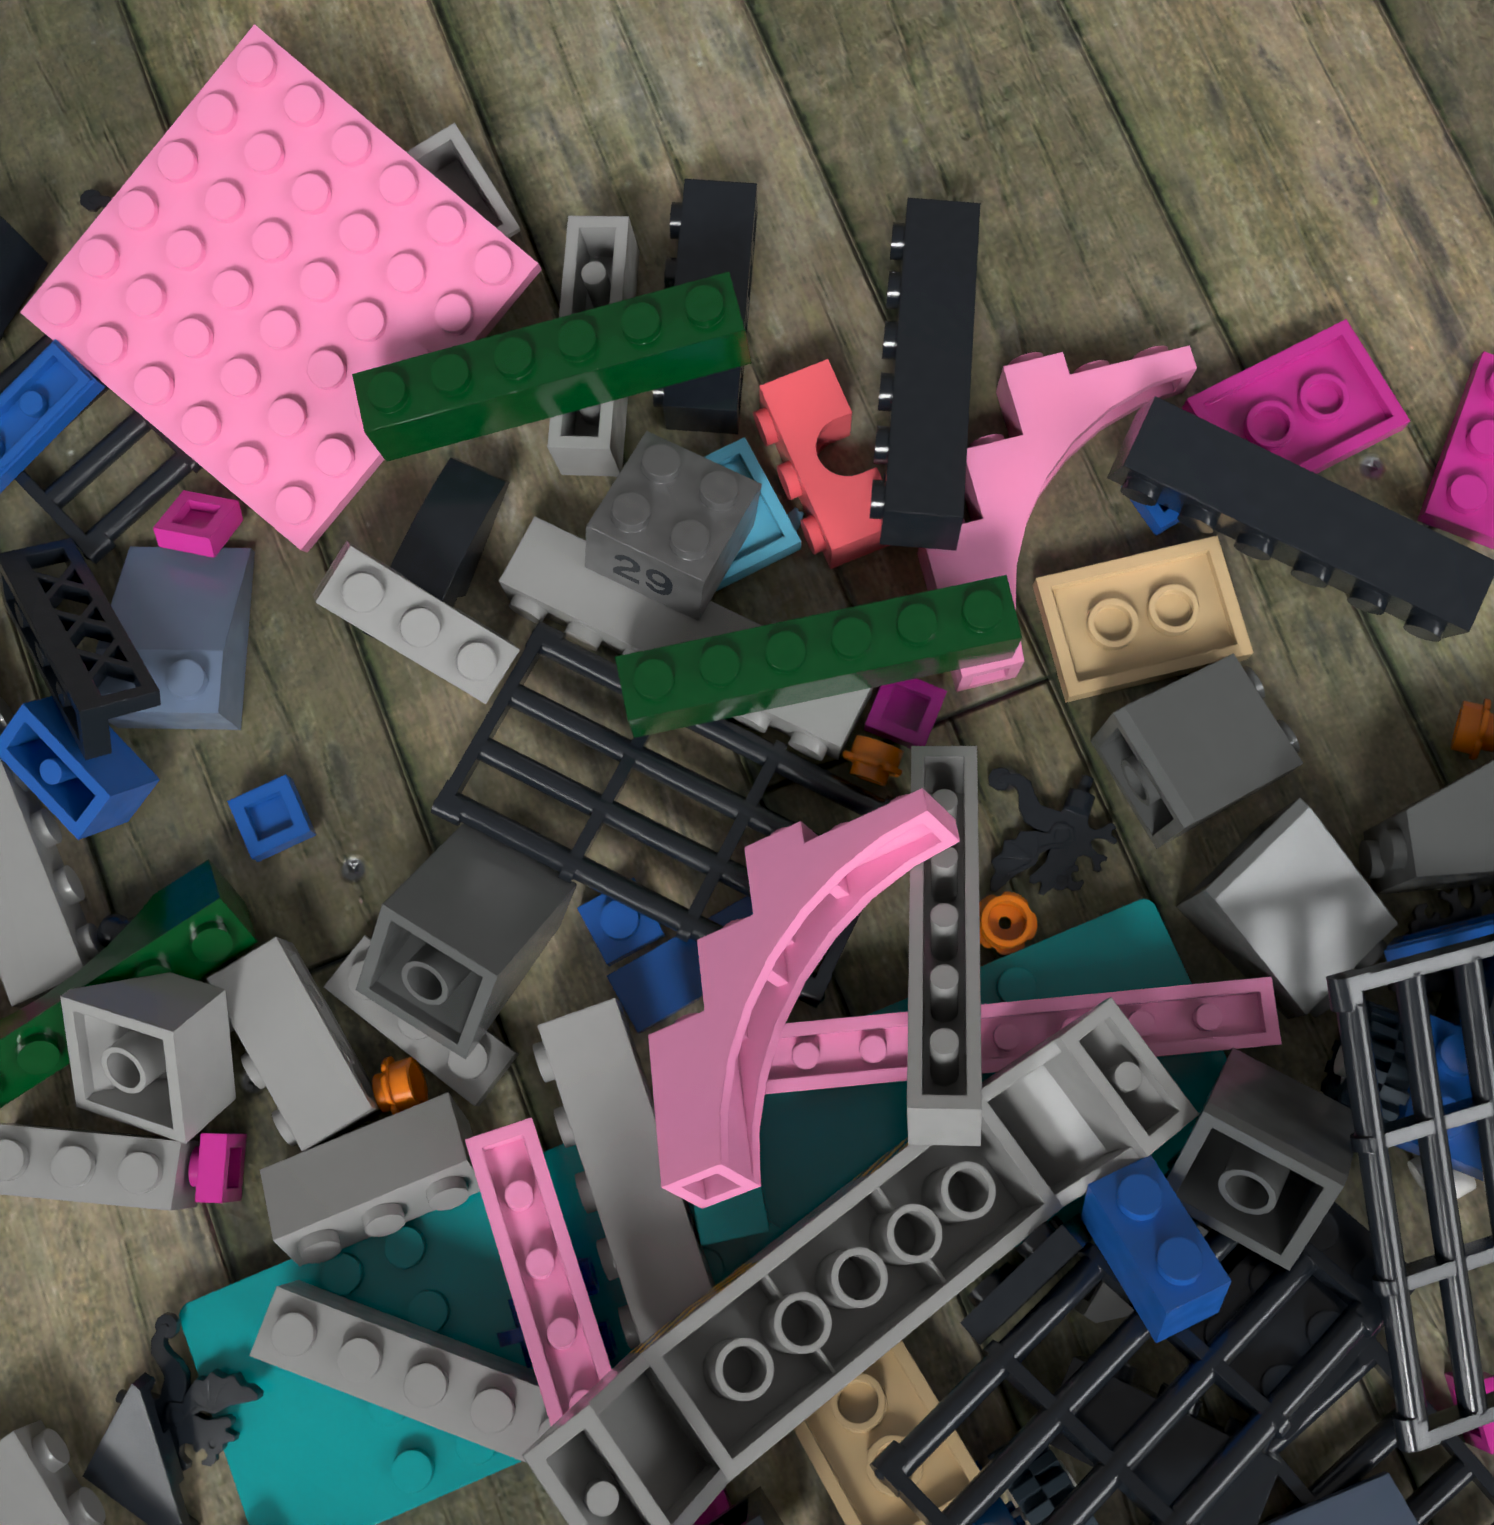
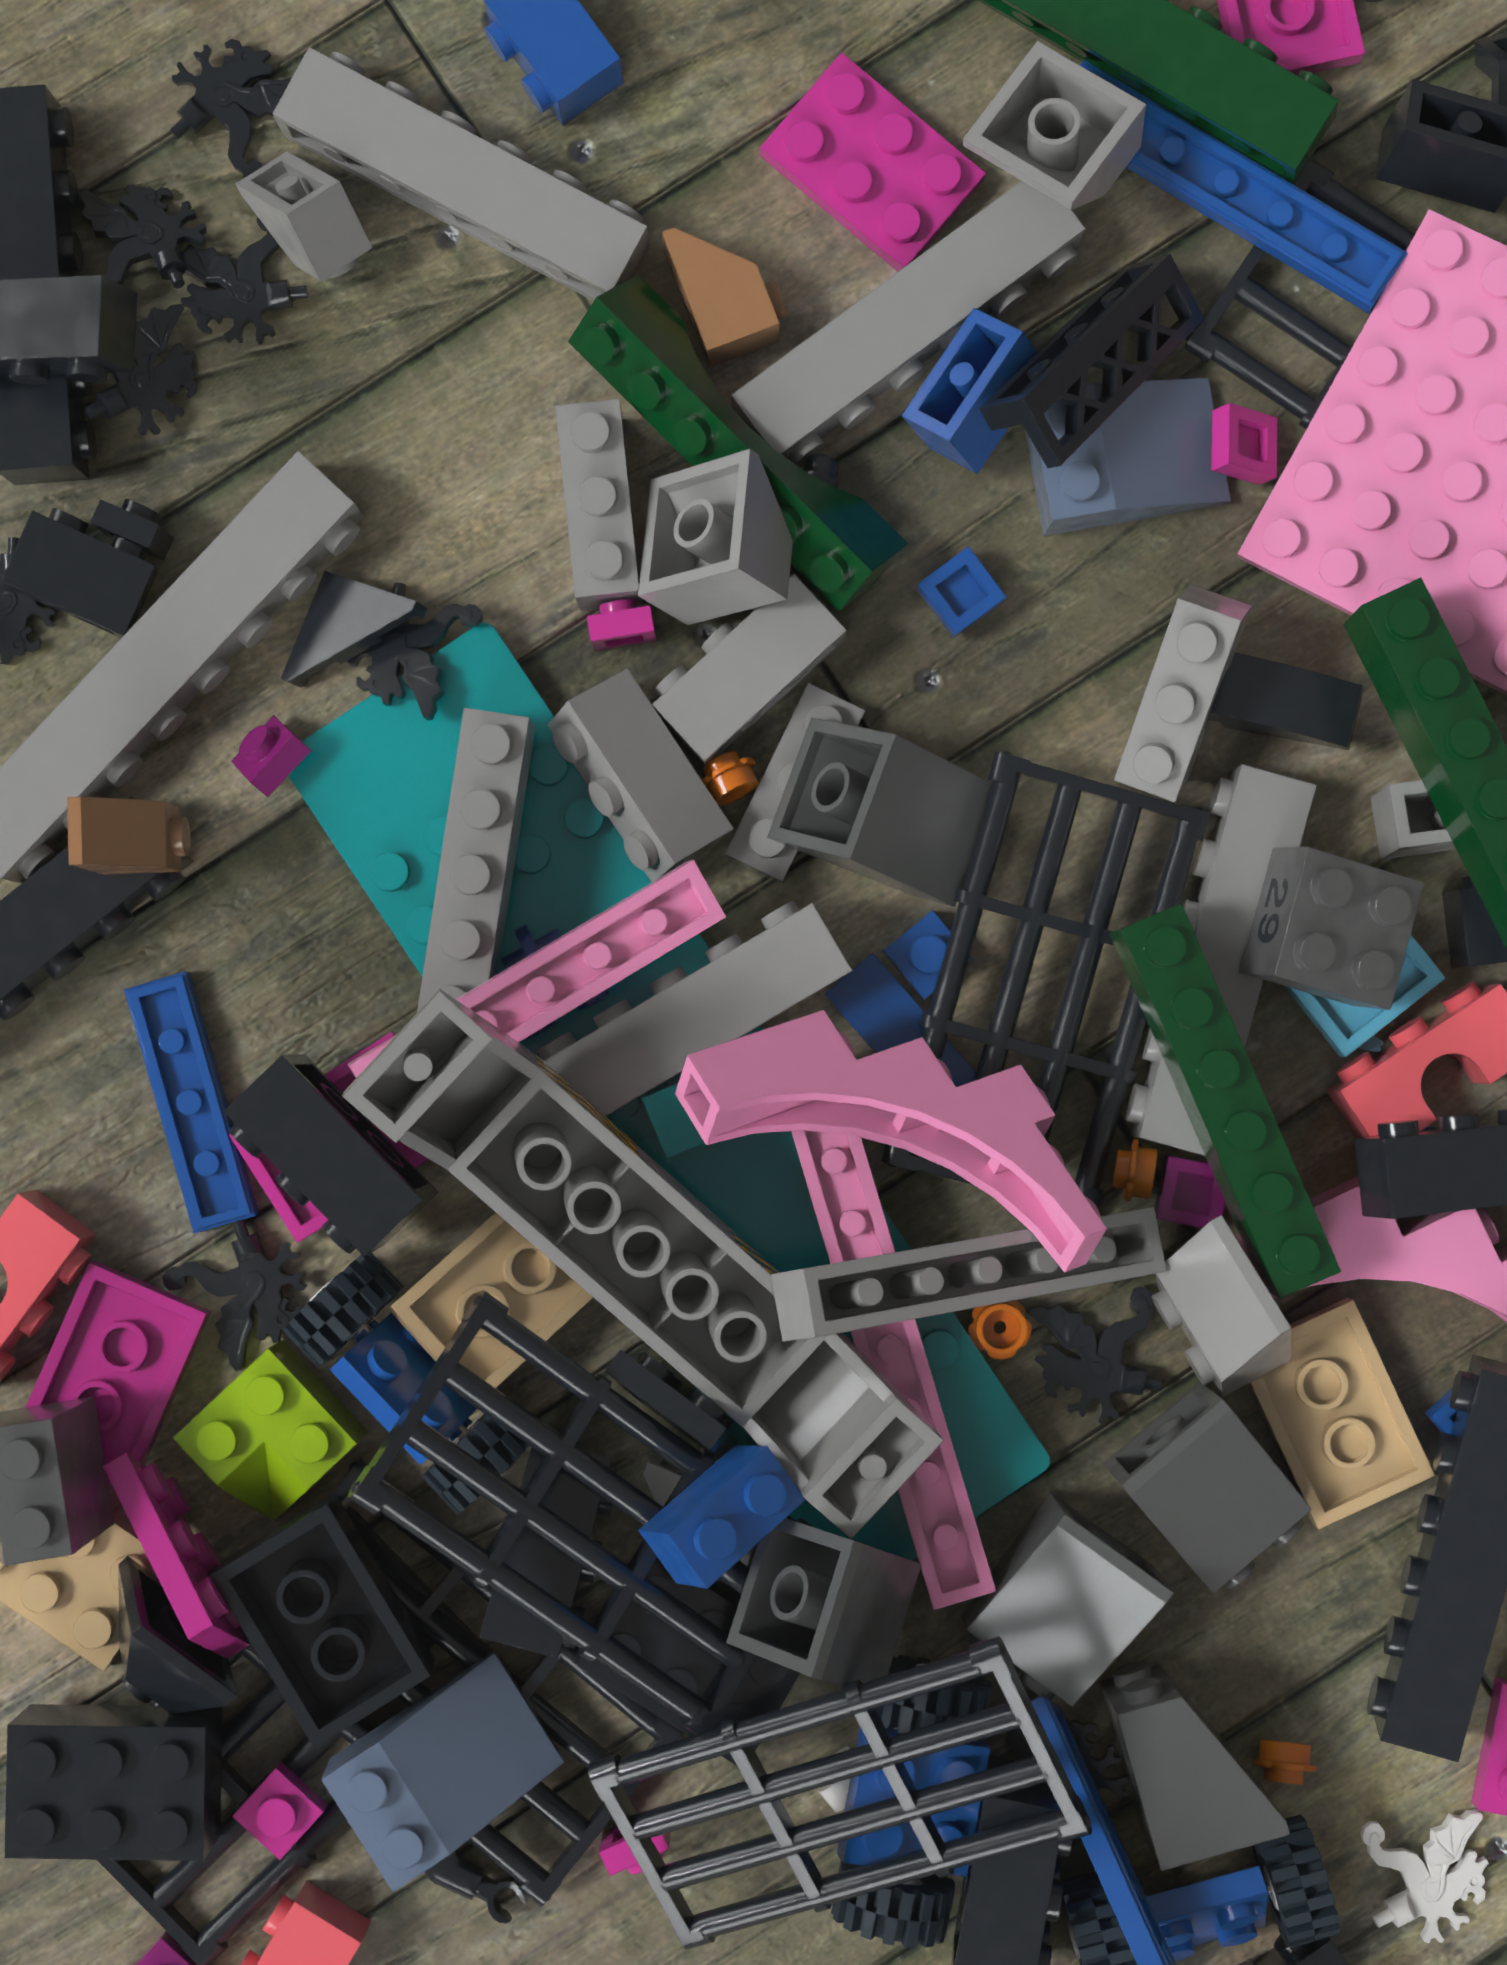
camera: 75 degrees right, 10 degrees up
(1024, 698) = (1222, 1310): none -> light grey slope

